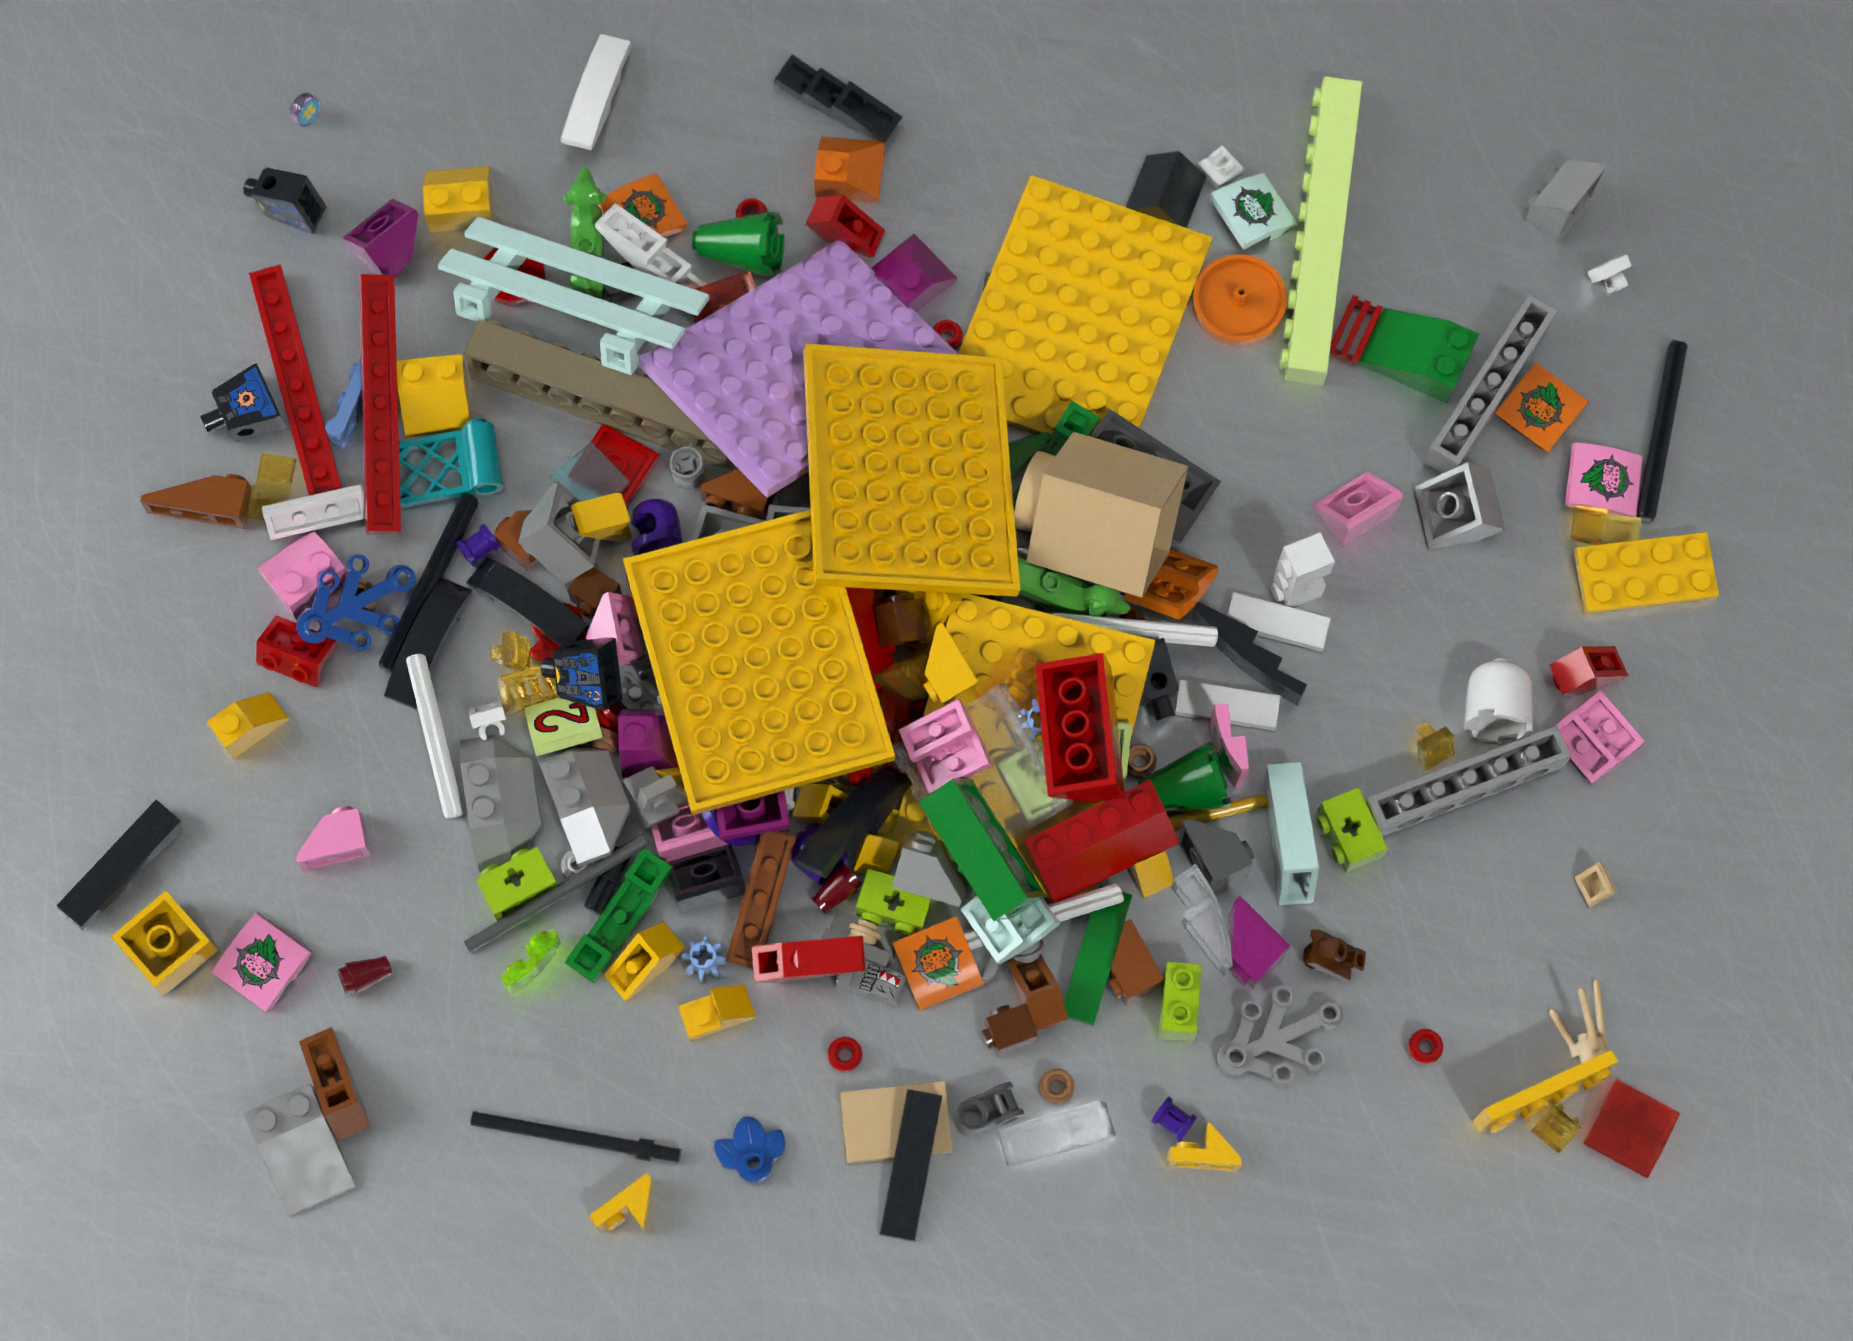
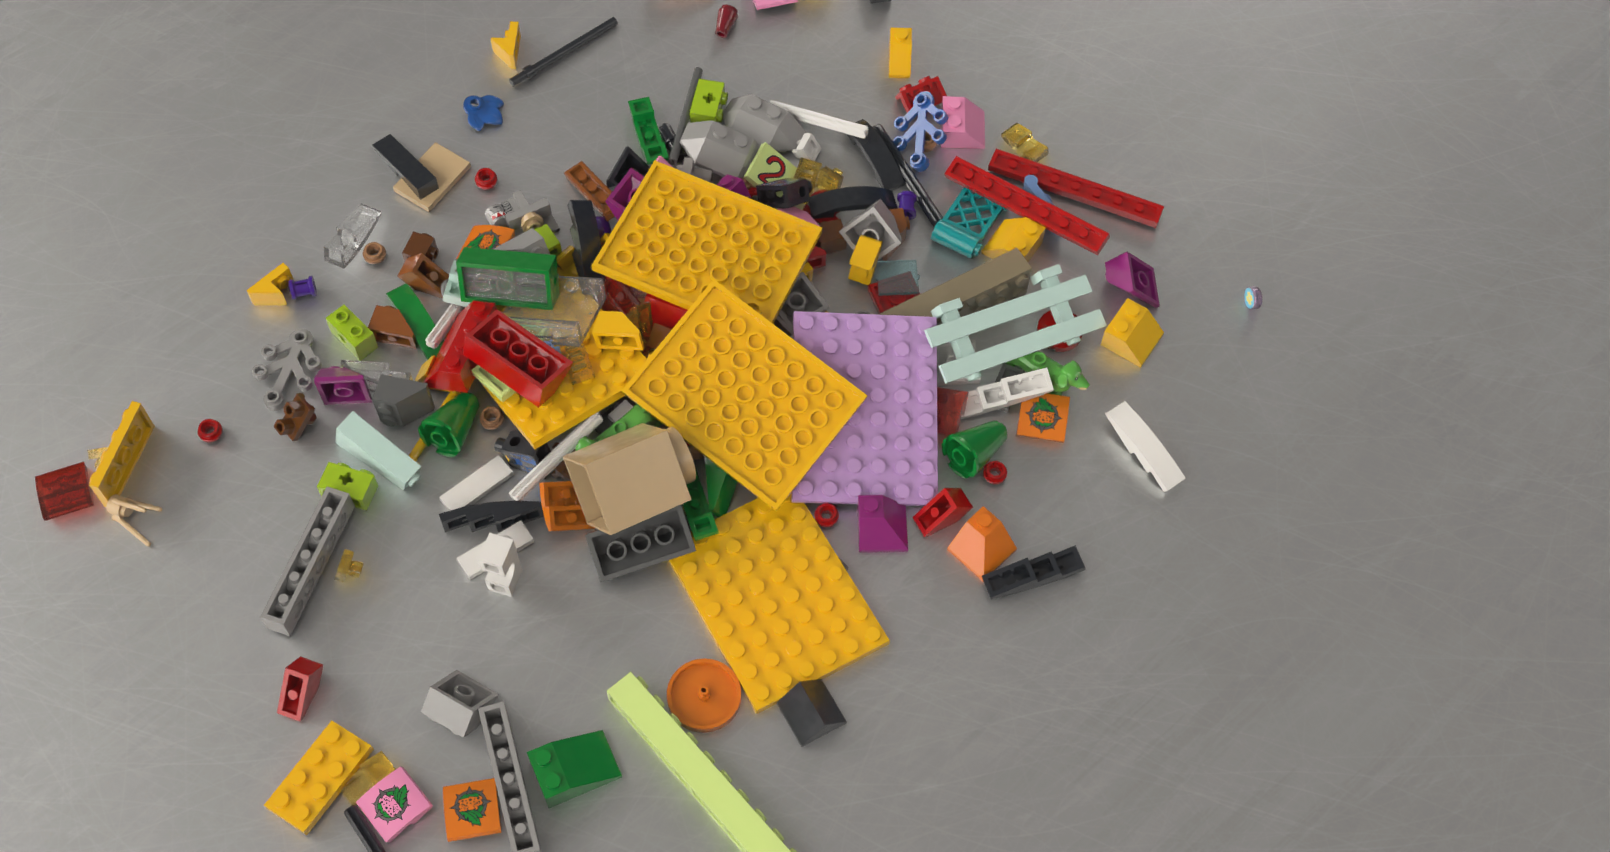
camera: 130 degrees right, 10 degrees down
(206, 500) = (1038, 110): dark orange slope -> none
(244, 407) = (1082, 157): torso -> none
(287, 198) = (1196, 248): black torso -> none
(314, 512) = (992, 144): white tile -> none
(335, 840) = (802, 51): bright pink slope -> none
(540, 951) = (664, 89): clear neon green slope -> none
(644, 960) = (616, 130): yellow slope -> none
(657, 524) = (837, 289): dark purple helmet -> none
(710, 964) = (592, 152): light blue gear -> none
(716, 1012) = (561, 143): yellow slope -> none
(808, 959) = (543, 181): red slope -> none
(837, 888) = (564, 235): dark red cone -> none
(945, 746) = (578, 304): bright pink slope -> none
(996, 1109) = (393, 216): dark grey piece -> none
(1220, 168) = (799, 757): white tile -> none
(1230, 750) = (448, 453): bright pink slope -> none
(1253, 210) = (753, 750): light aqua slope -> none
(1358, 506) = (515, 646): bright pink slope -> none
(1364, 308) = (616, 727): red tile -> none
(1499, 702) = (330, 615): white cylinder -> none
(1595, 884) = (190, 586): tan slope -> none
(1598, 737) = (262, 660): bright pink slope -> none

